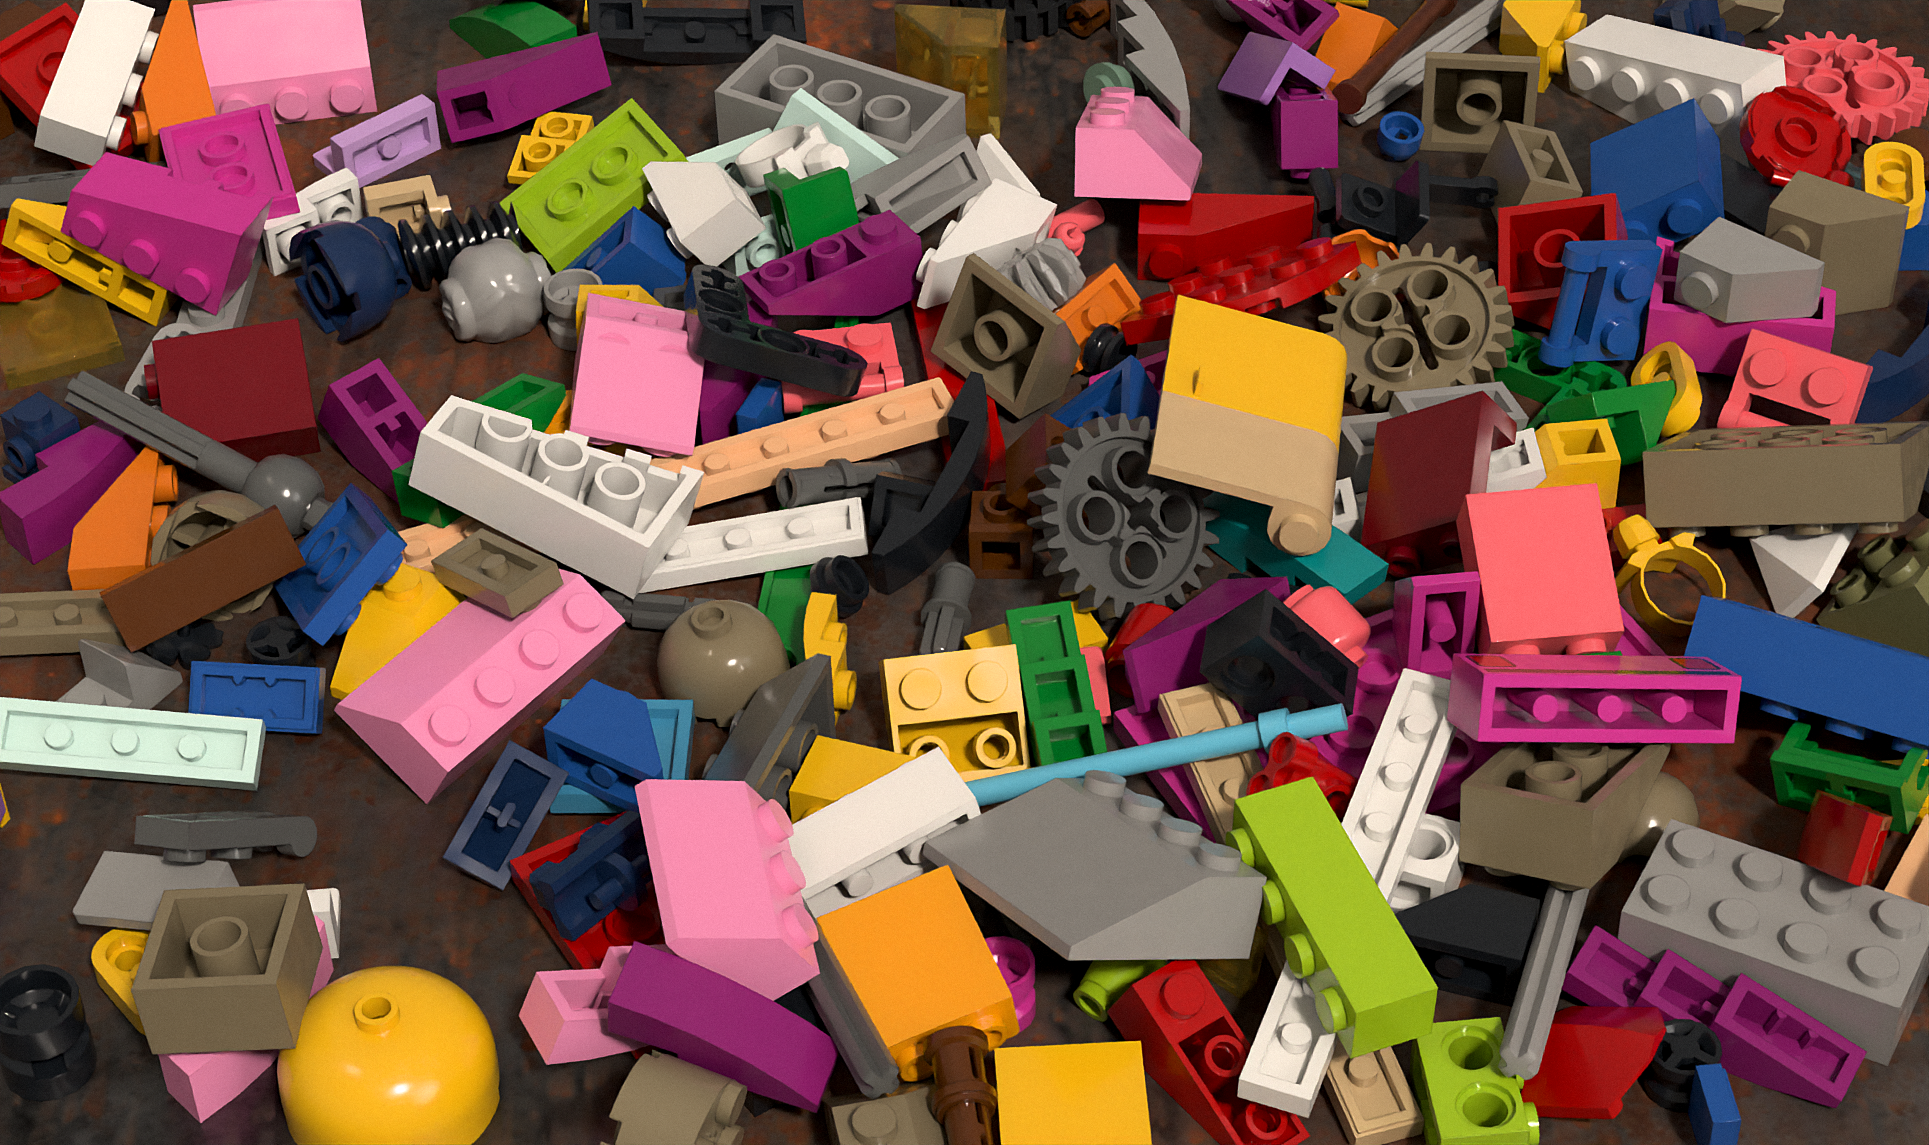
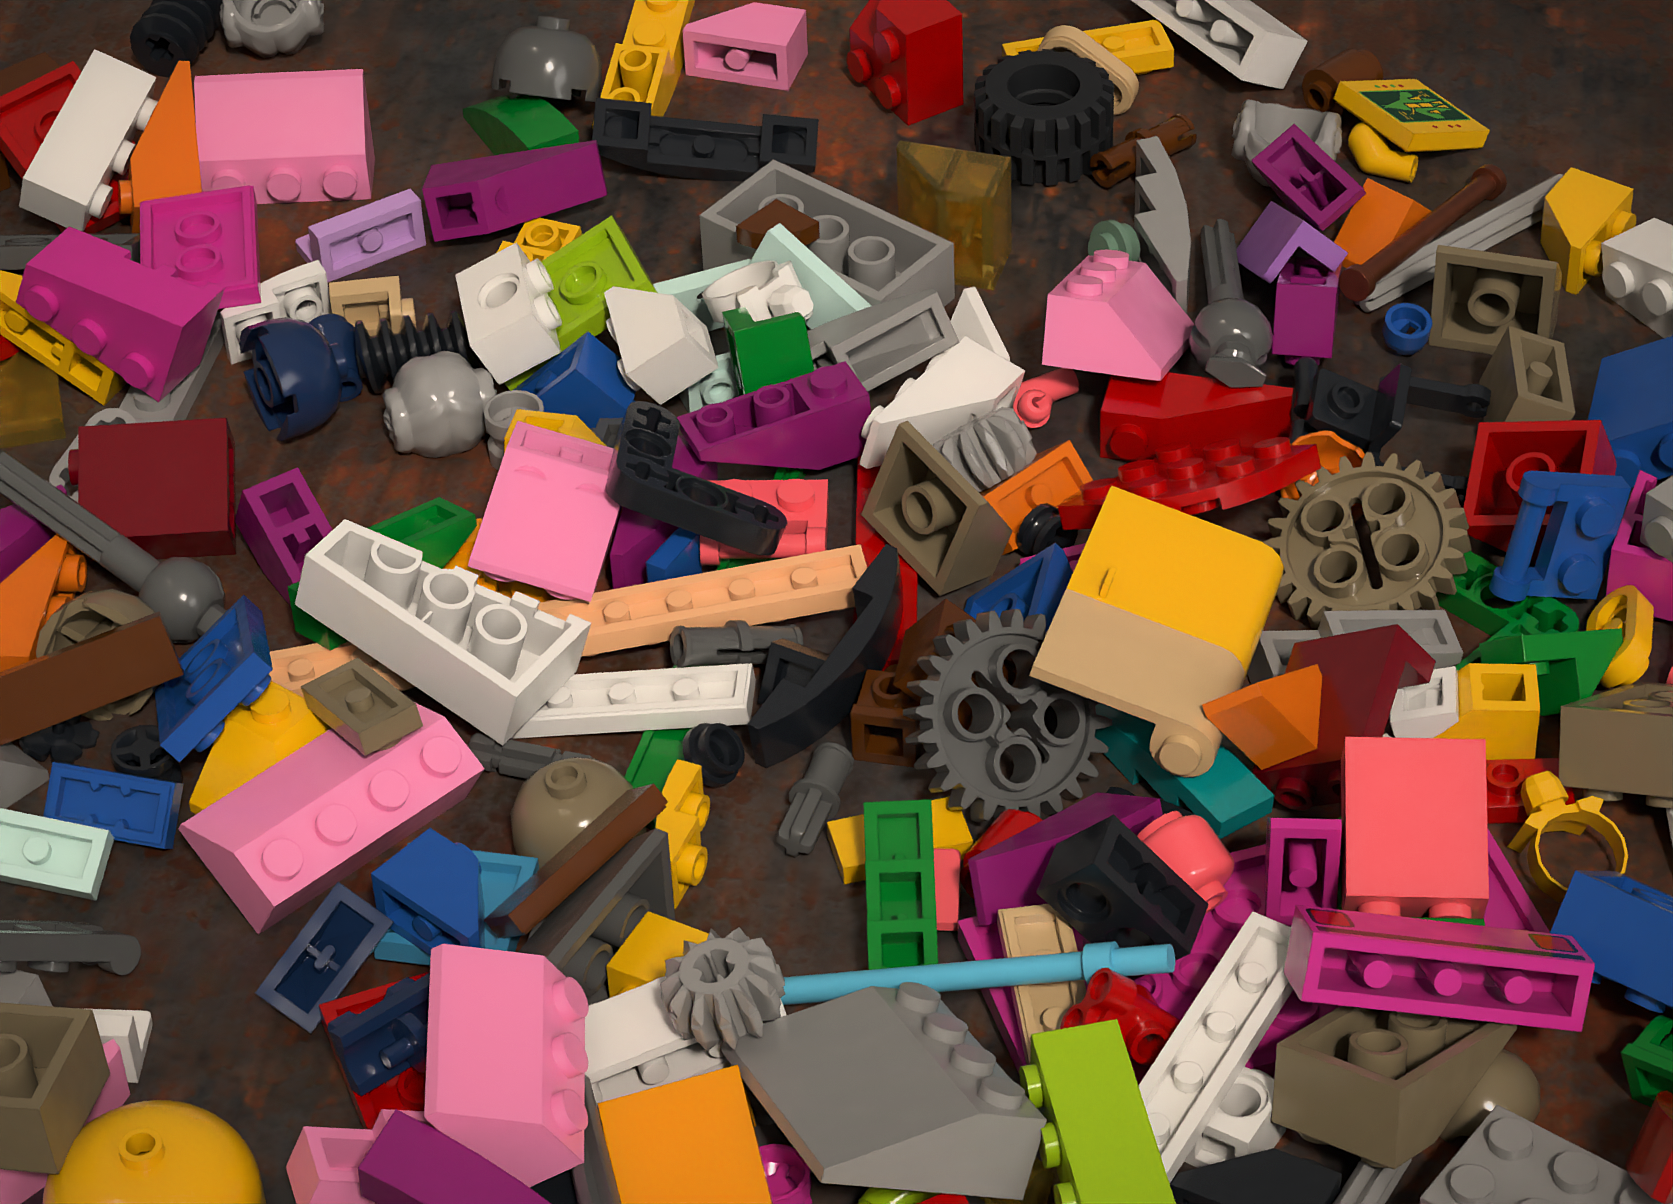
camera: 10 degrees right, 0 degrees up
(551, 196) = (509, 312): none -> white brick
(739, 696) = (576, 862): none -> reddish brown tile
(778, 93) = (754, 228): none -> reddish brown tile
(922, 793) = (722, 989): none -> light grey gear
(962, 704) = (800, 900): yellow slope -> none
(1243, 150) = (1229, 333): none -> dark grey piece
(1377, 491) = (1272, 717): none -> orange slope

